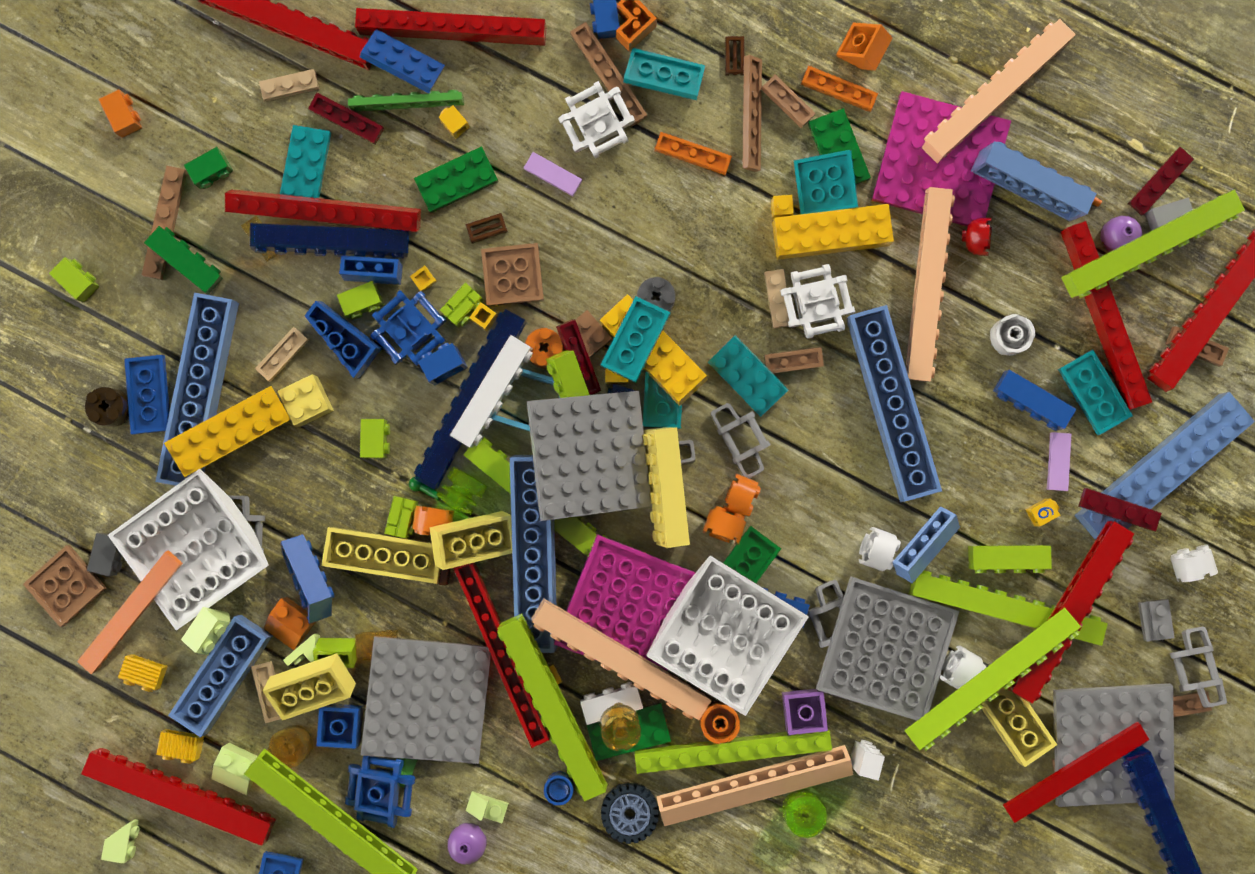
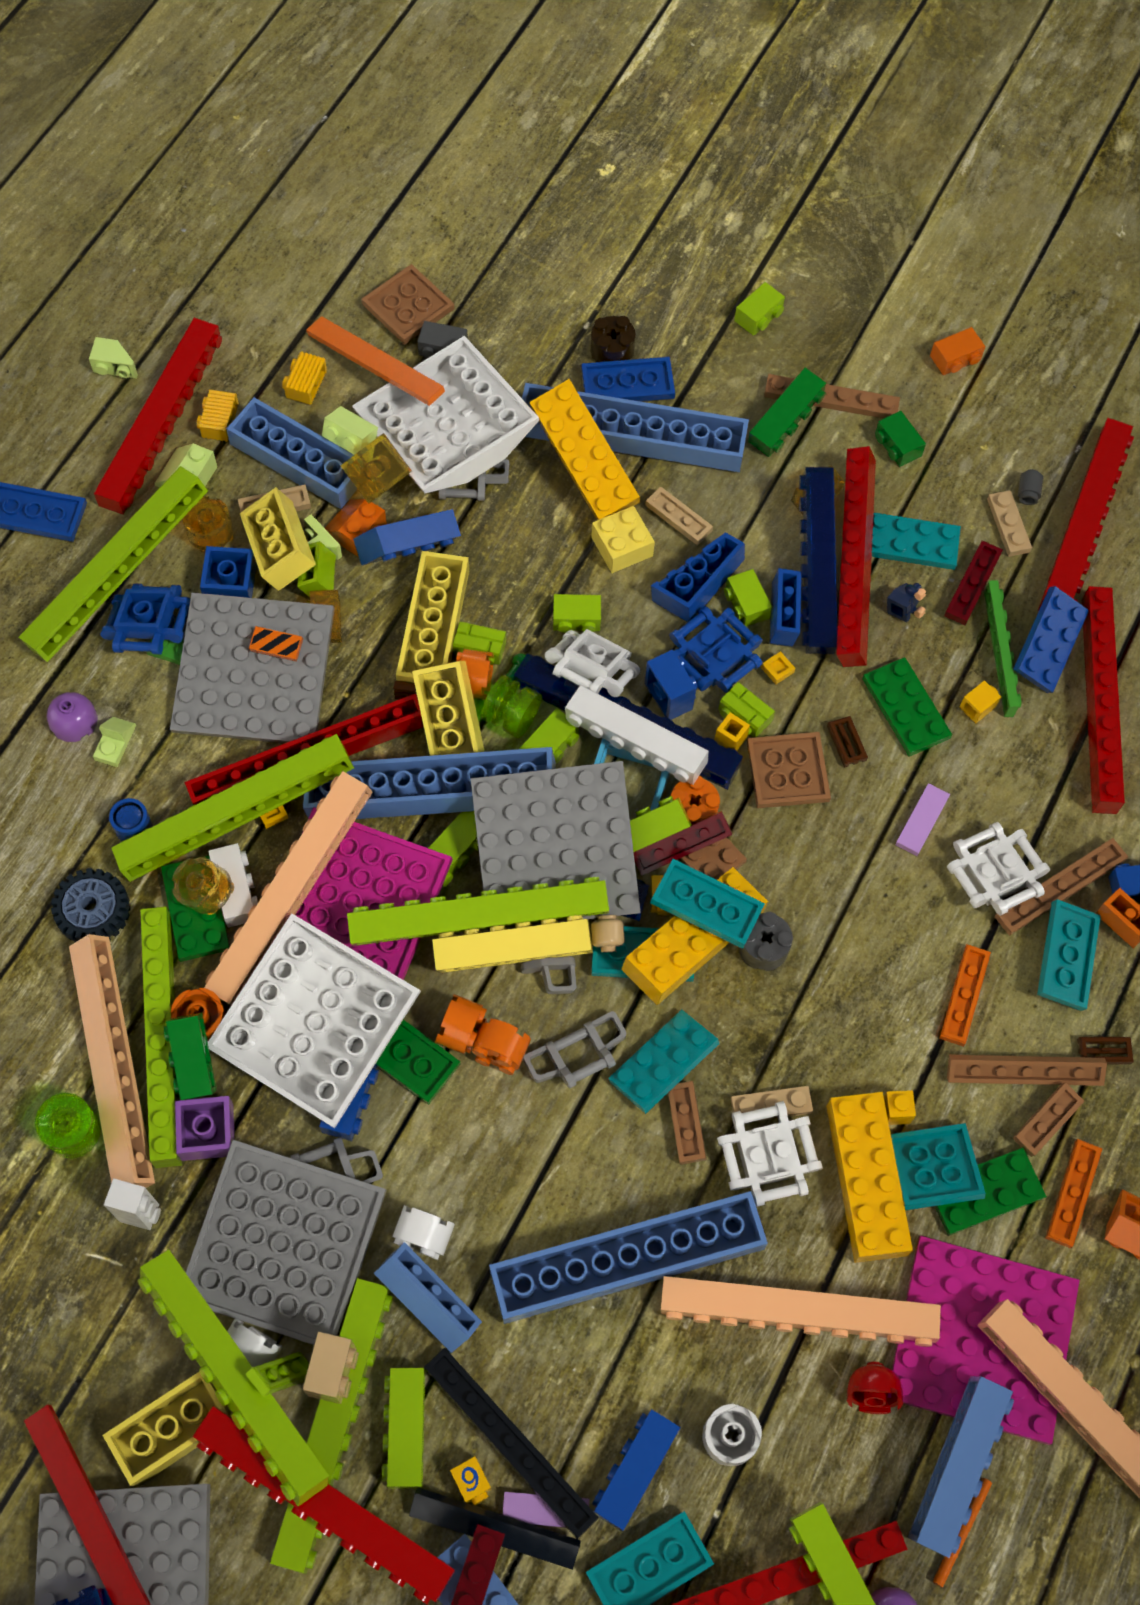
camera: 80 degrees right, 20 degrees down
(246, 607) = (376, 468): none -> clear yellow slope
(256, 64) = (1030, 487): none -> dark grey brick
(364, 174) = (904, 601): none -> dark blue piece
(409, 682) = (276, 643): none -> orange tile
(423, 426) = (592, 662): none -> white brick
(644, 513) = (478, 912): none -> lime brick
(654, 416) = (607, 933): none -> tan head
(755, 726) = (190, 1056): none -> green brick
(986, 645) = (279, 1373): none -> lime tile
(987, 612) = (330, 1368): none -> tan brick
(1018, 485) = (511, 1443): none -> black plate
(1072, 495) = (518, 1534): none -> black tile

